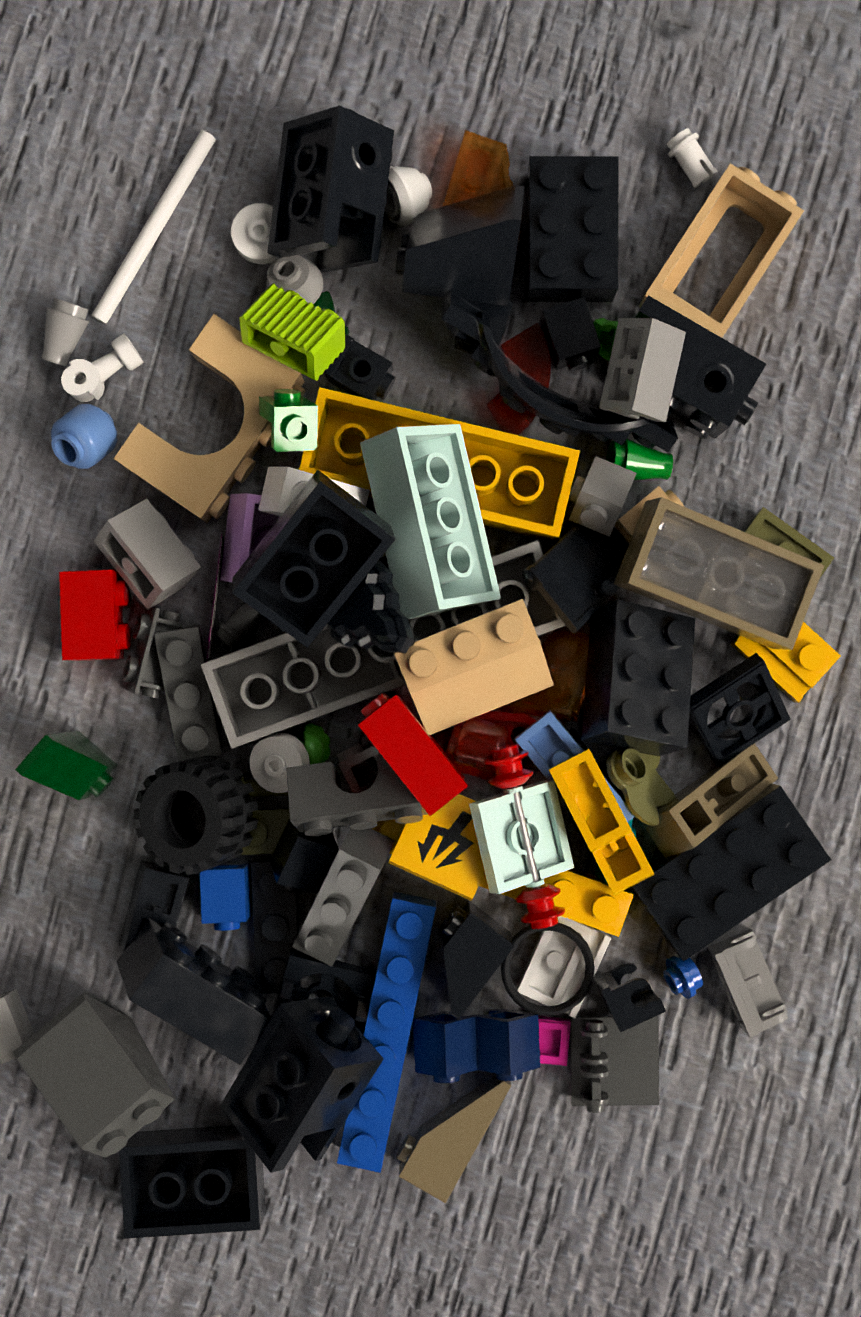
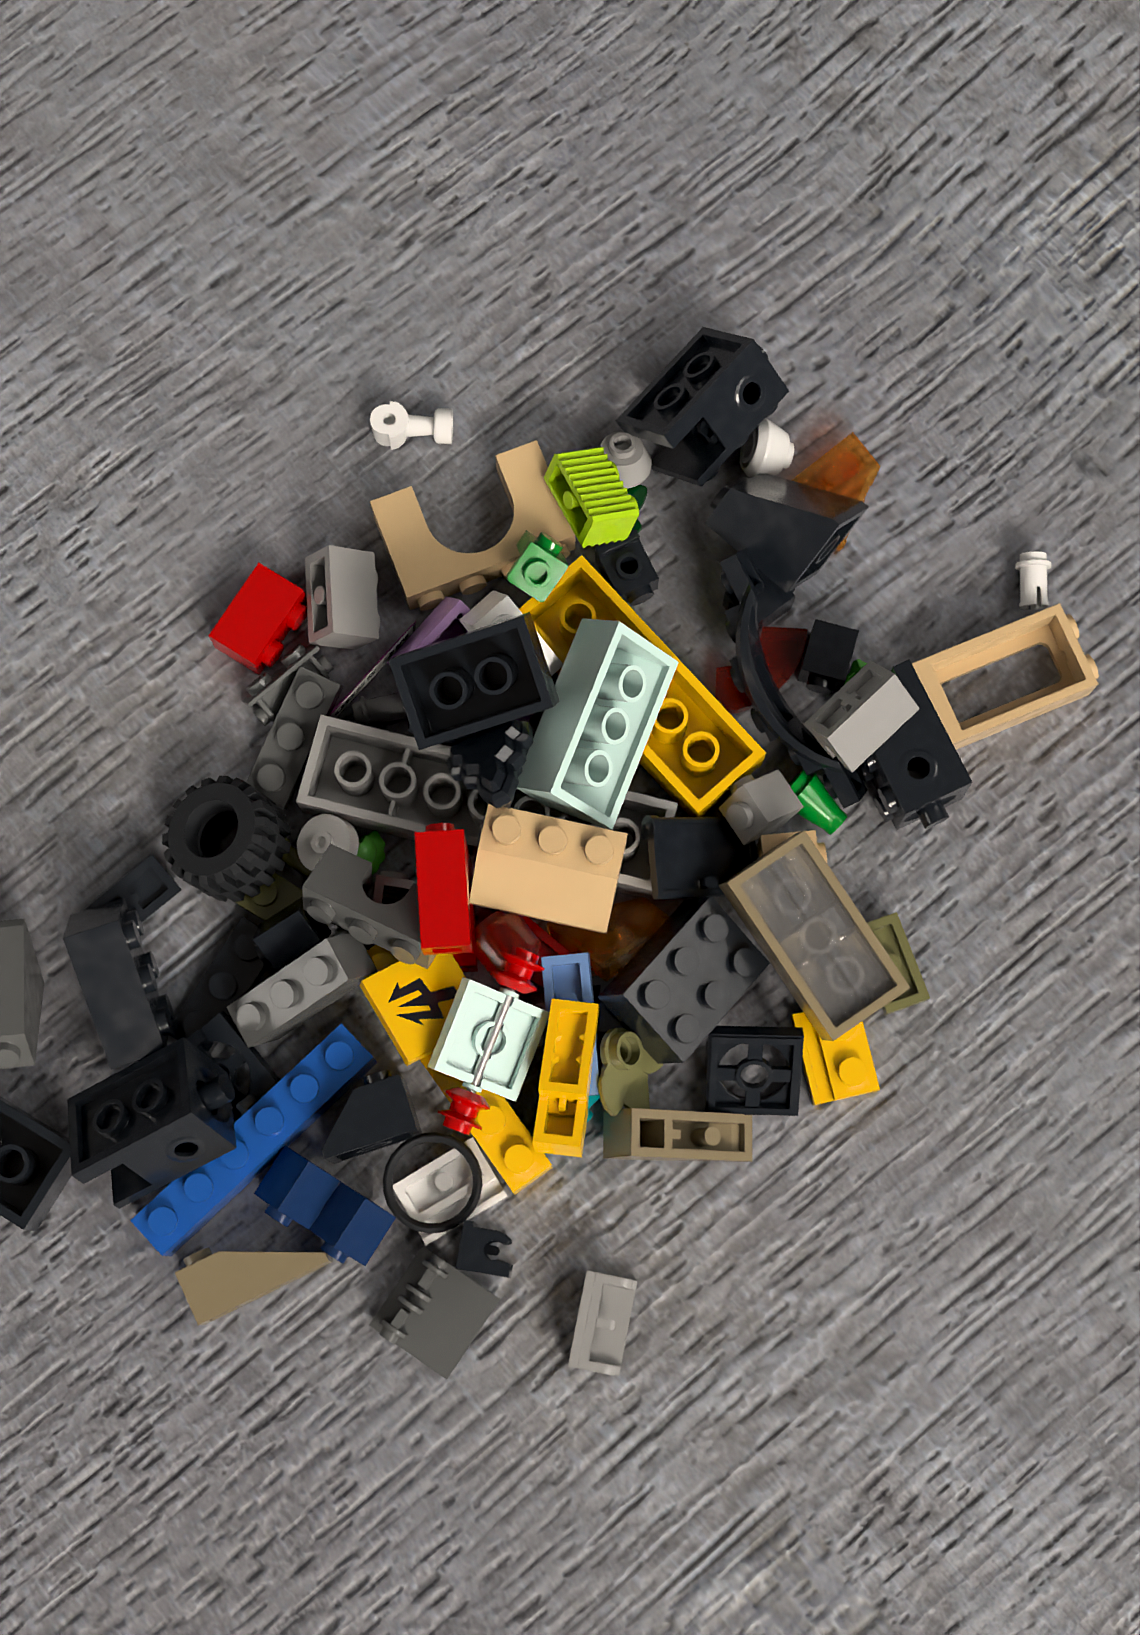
camera: 30 degrees right, 10 degrees down
(63, 330) = (403, 374): light grey cone -> none
(69, 765) = (150, 723): dark green slope -> none
(83, 436) = (358, 468): medium blue head -> none
(153, 227) = (537, 341): white piece -> none
(225, 896) = (201, 928): blue brick -> none
(251, 233) = (614, 397): white wheel -> none
(554, 1040) = (392, 1255): dark pink tile -> none
(572, 228) = (888, 570): black brick -> none
(682, 976) = (546, 1276): blue plate -> none
(731, 872) = (651, 1206): black brick -> none

